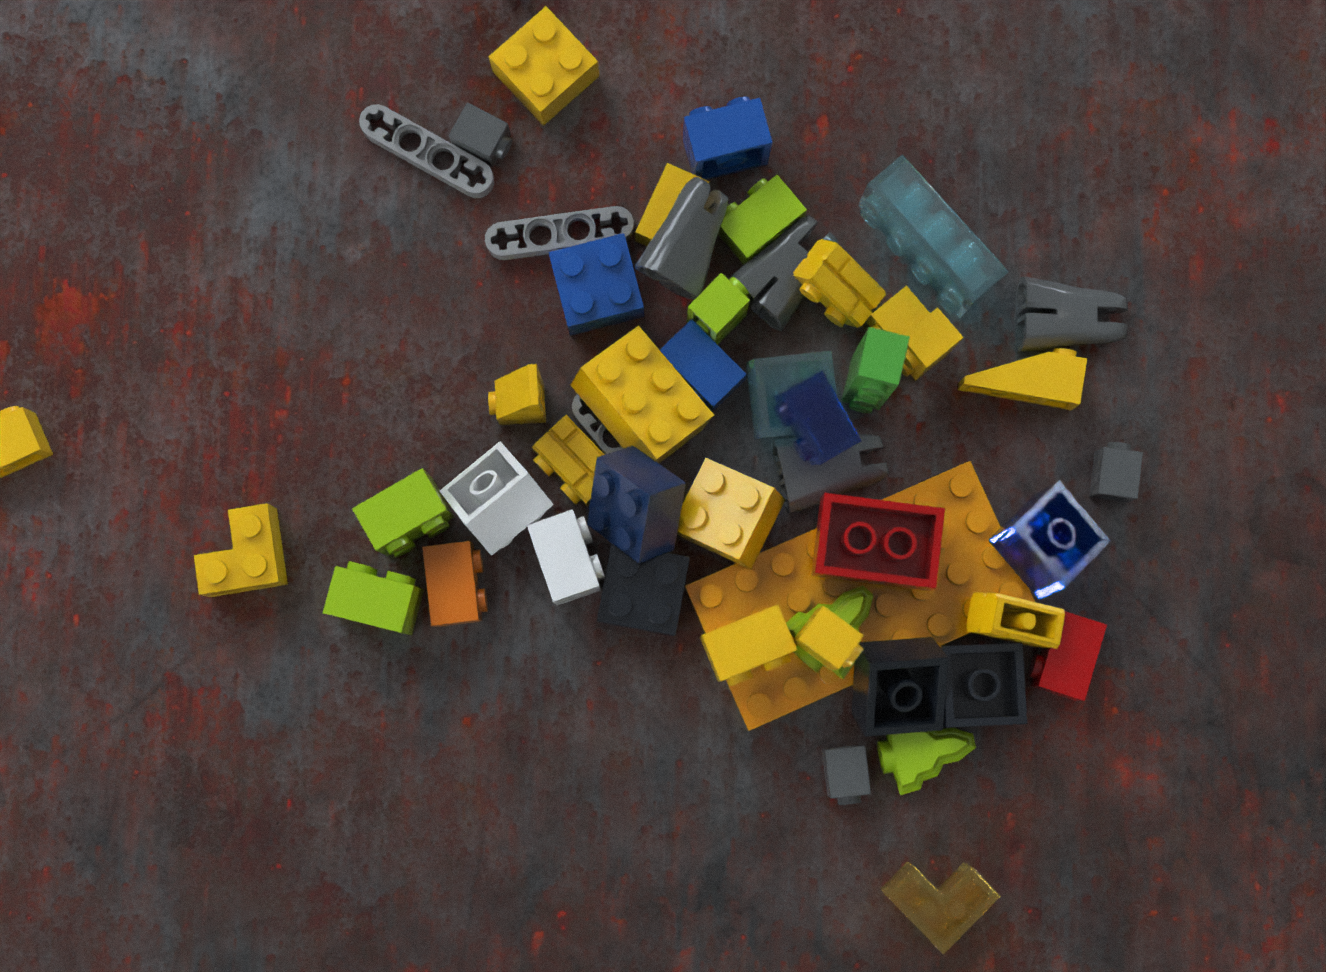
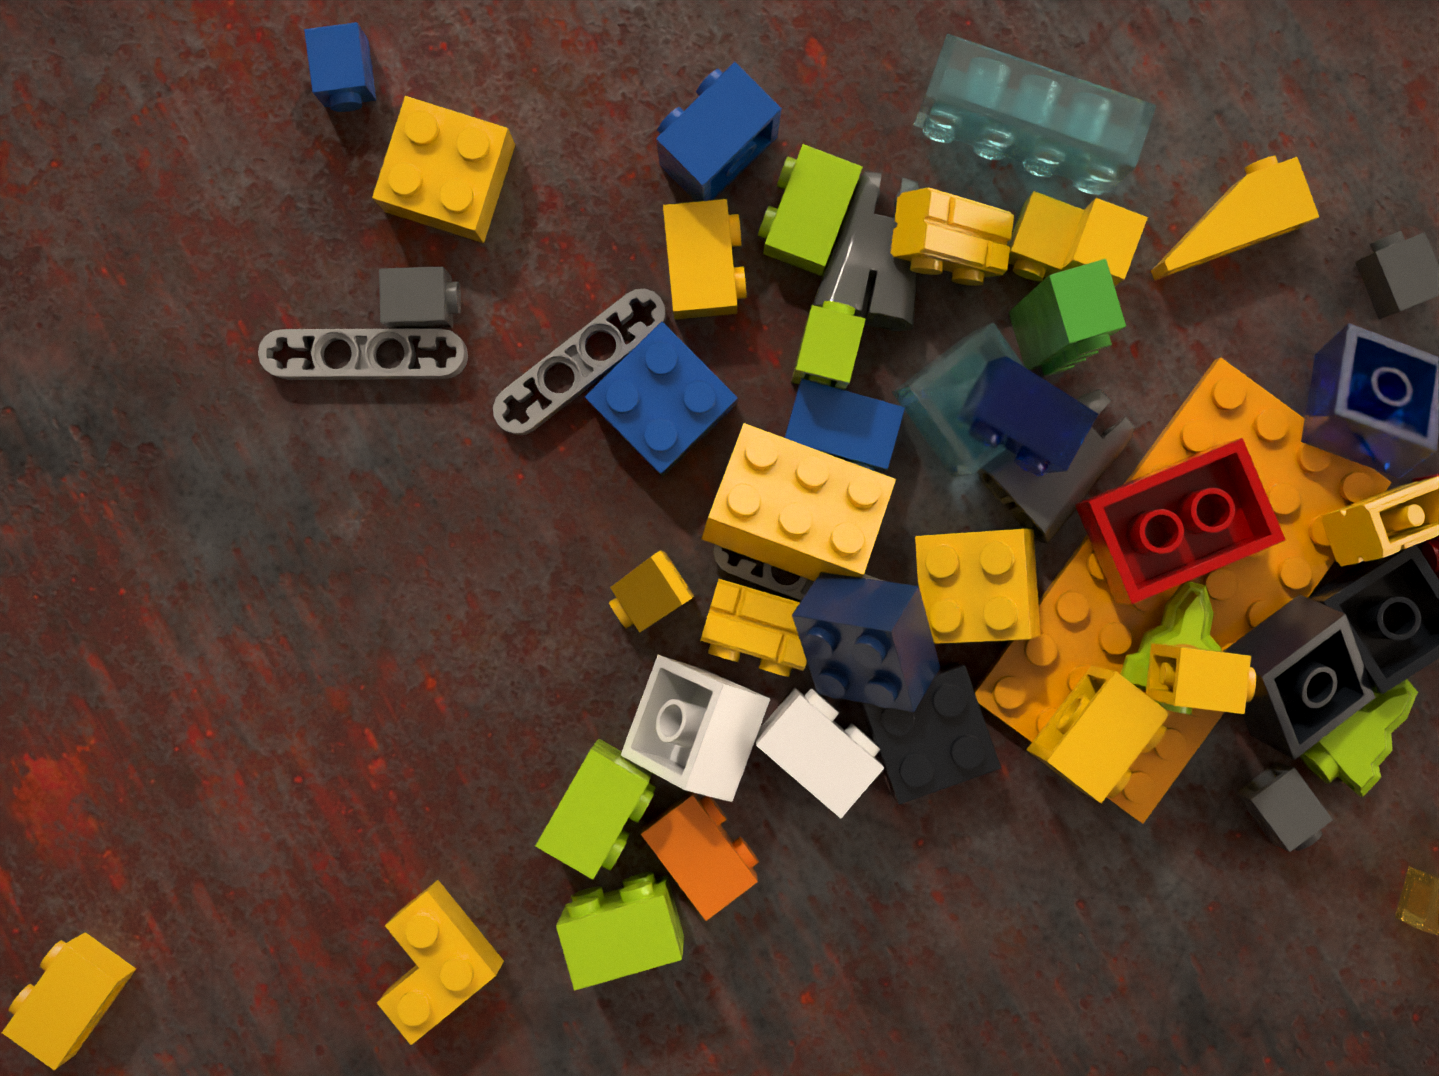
camera: 30 degrees left, 5 degrees up
(685, 241) = (743, 291): dark grey piece -> none
(1064, 315) = (1233, 120): dark grey piece -> none

